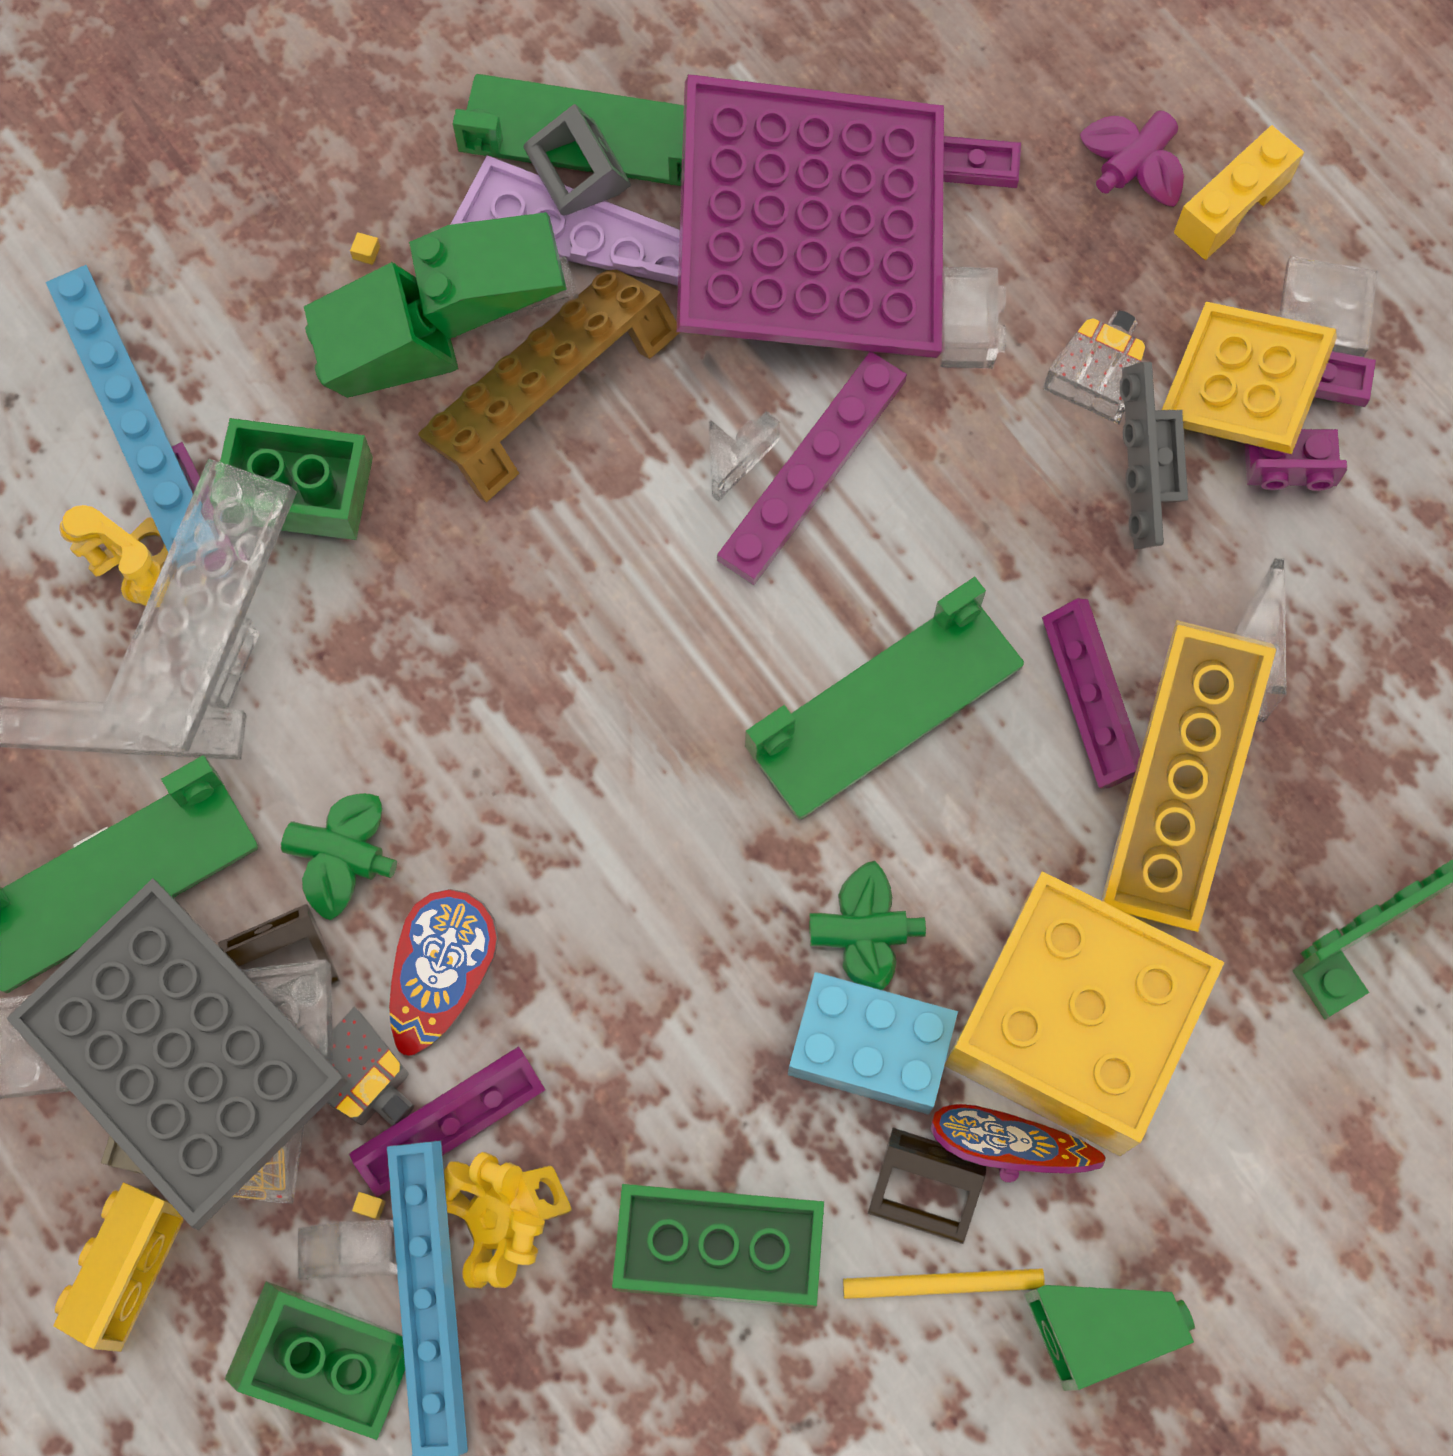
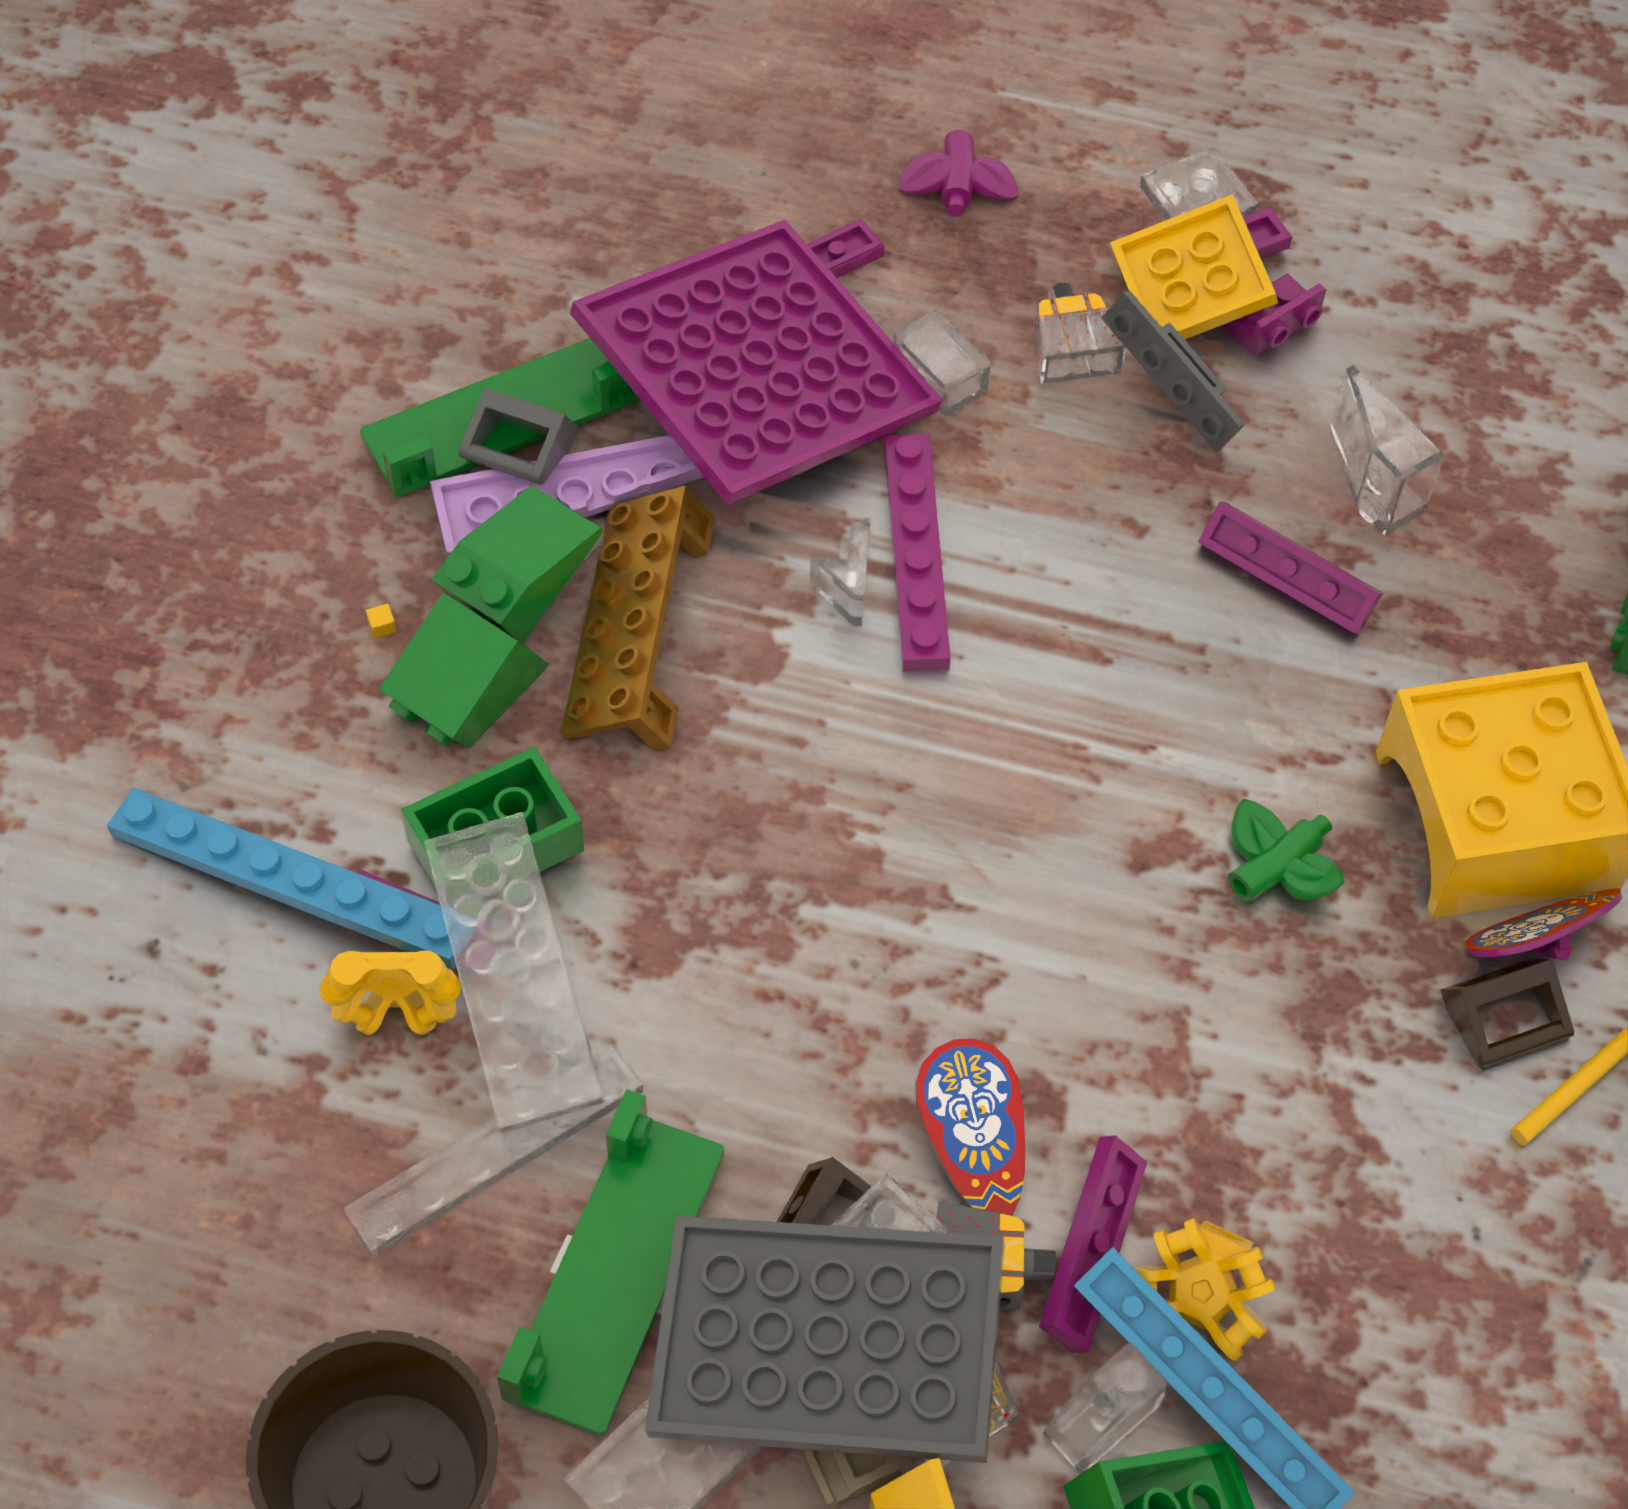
camera: 40 degrees left, 15 degrees down
(339, 852) = (802, 1101): green plant -> none
(368, 1206) = (1086, 1363): yellow piece -> none
(718, 1246) = (1402, 1167): green brick -> none
(872, 1043) = (1370, 932): medium azure brick -> none
(884, 703) = (1138, 683): green bracket -> none
(1188, 775) = (1427, 550): yellow brick -> none
(1250, 178) = (1062, 154): yellow arch -> none

